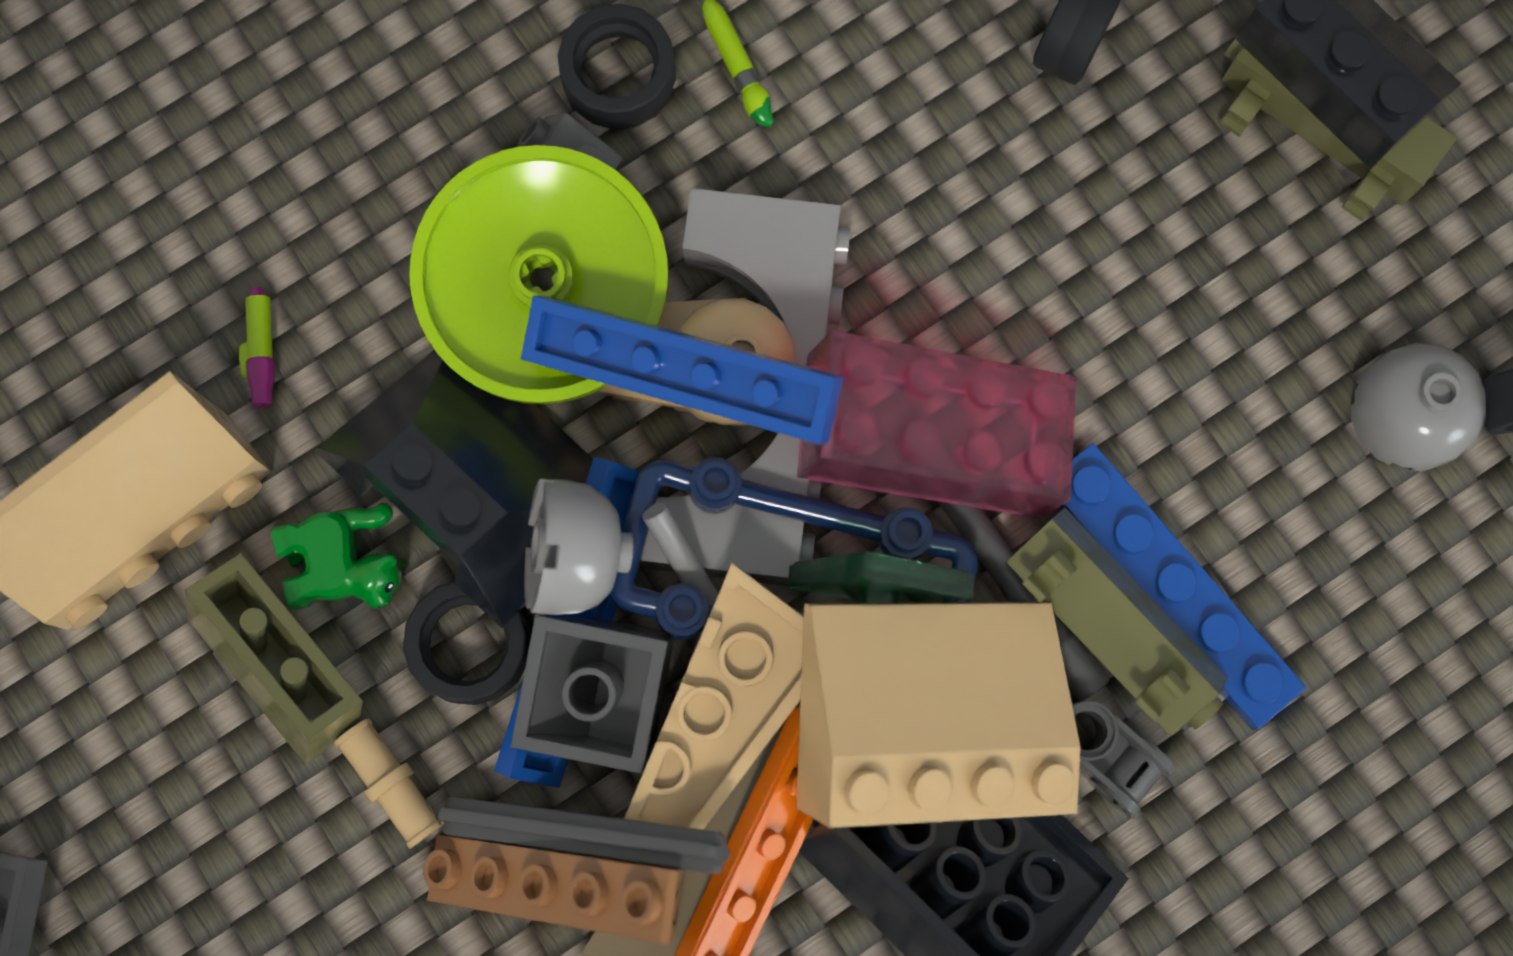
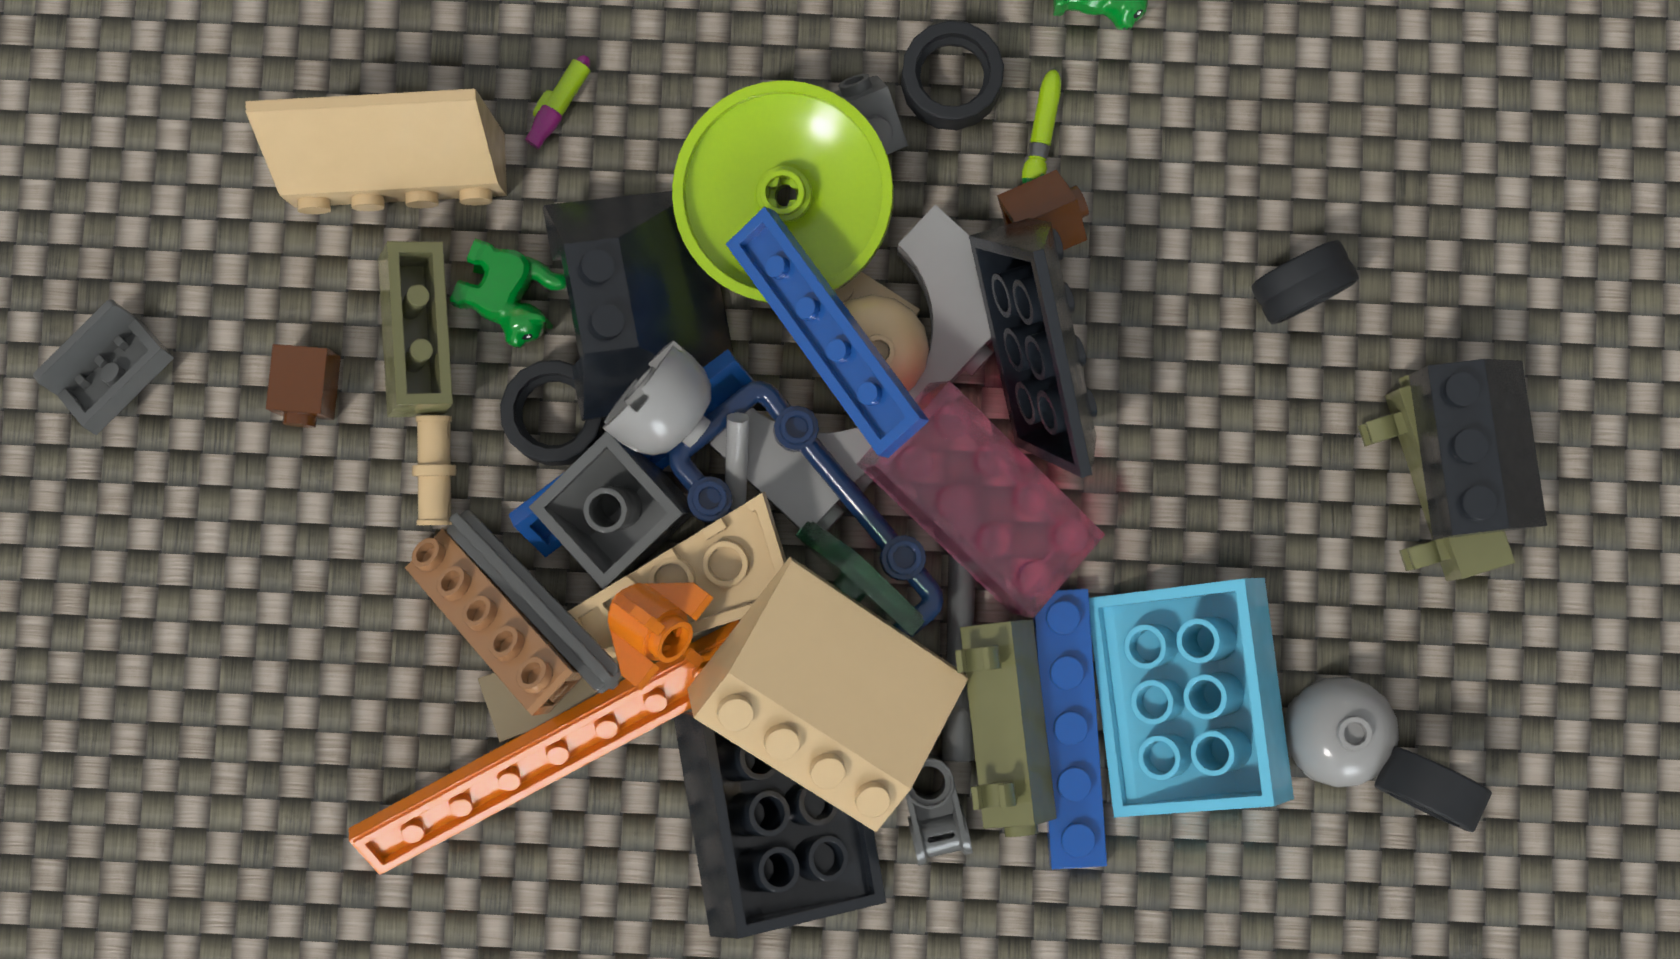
camera: 40 degrees right, 5 degrees up
(197, 792) = (303, 384): none -> reddish brown brick
(721, 767) = (652, 625): none -> orange brick
(798, 132) = (1048, 200): none -> reddish brown brick
(884, 241) = (1037, 343): none -> black slope
(1263, 477) = (1190, 699): none -> medium azure slope

